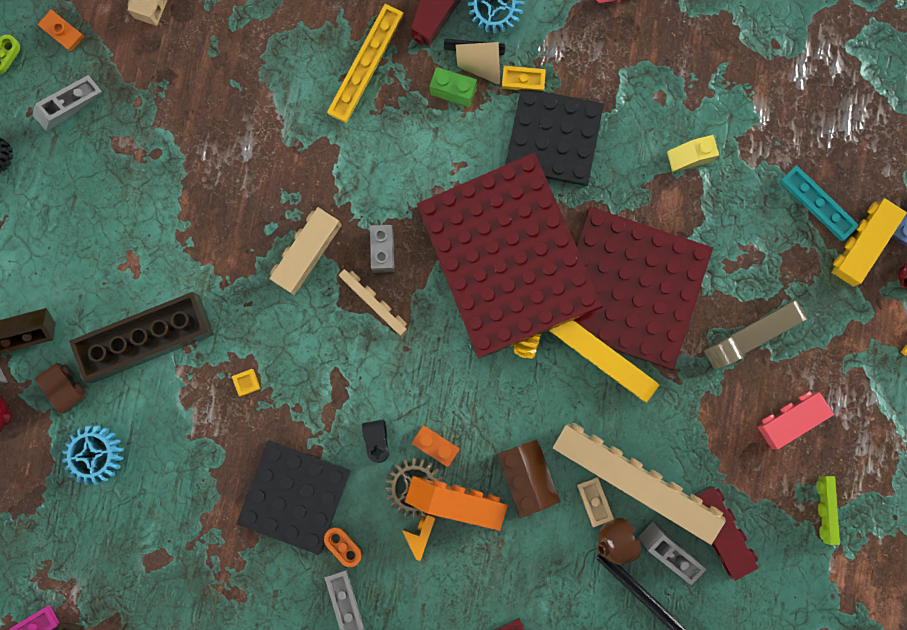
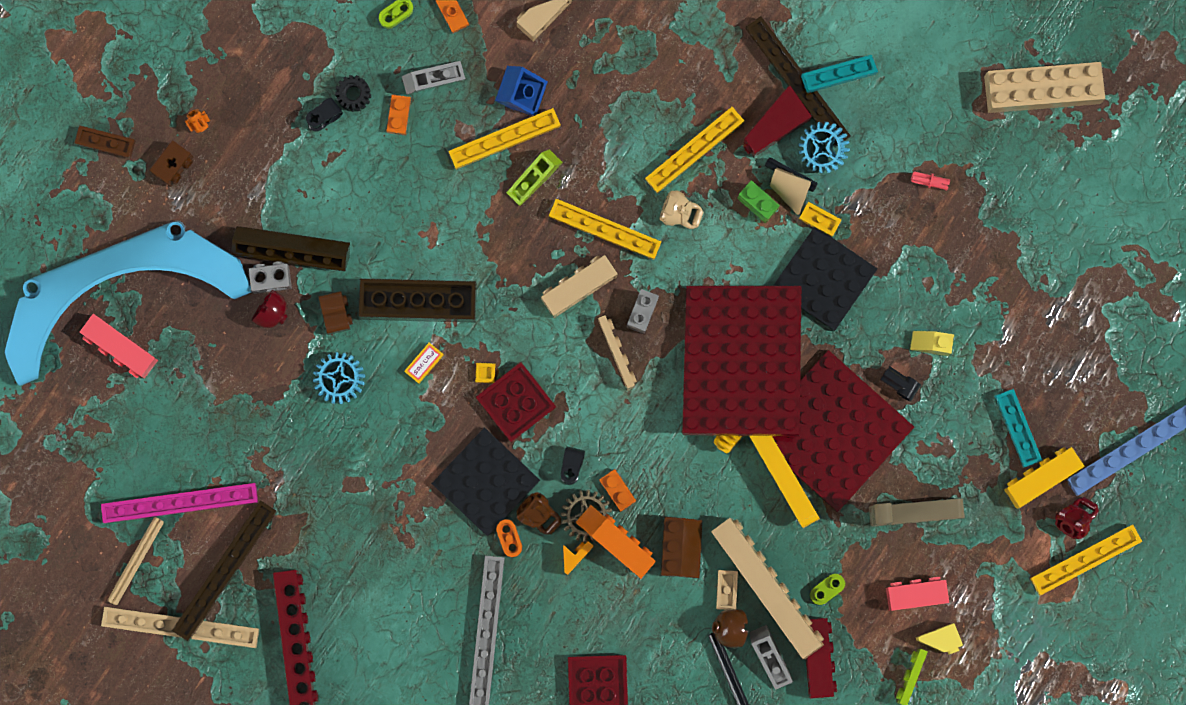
camera: 15 degrees right, 0 degrees up
(47, 156) = (398, 115): none -> orange plate
(163, 77) = (521, 90): none -> blue slope
(165, 134) = (504, 138): none -> yellow plate
(177, 400) = (424, 363): none -> tile
(212, 158) = (534, 176): none -> lime slope
(290, 400) = (516, 402): none -> dark red plate
(308, 181) = (605, 229): none -> yellow plate
(360, 506) = (536, 512): none -> reddish brown piece
(375, 130) = (678, 211): none -> tan piece
(685, 210) = (905, 386): none -> black piece
(697, 453) = (827, 589): none -> lime plate
(842, 454) = (942, 639): none -> light yellow slope

